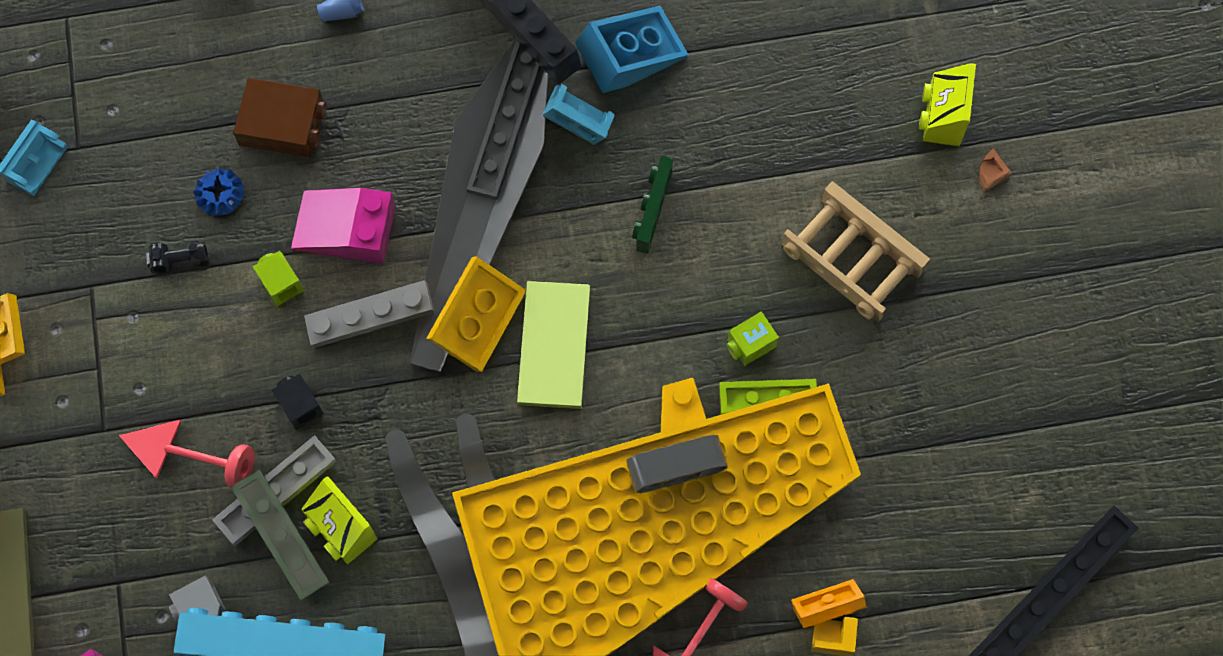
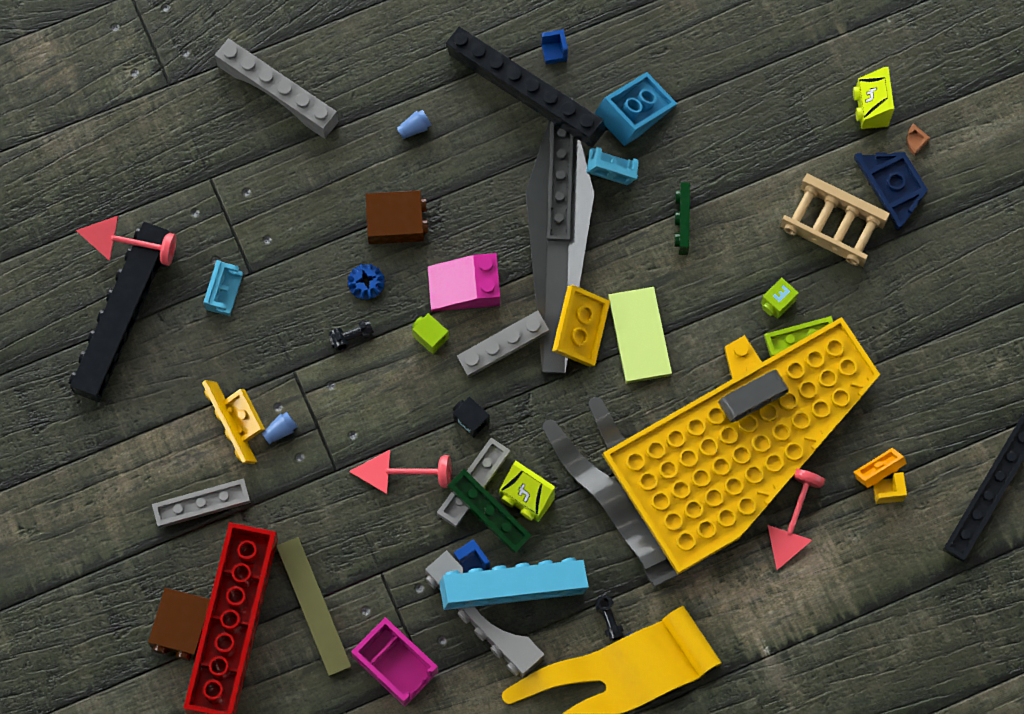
camera: 15 degrees left, 0 degrees up
(46, 356) = (279, 428): none -> medium blue cone
(240, 593) = (471, 557): none -> blue panel
(947, 221) = (894, 183): none -> dark blue wing

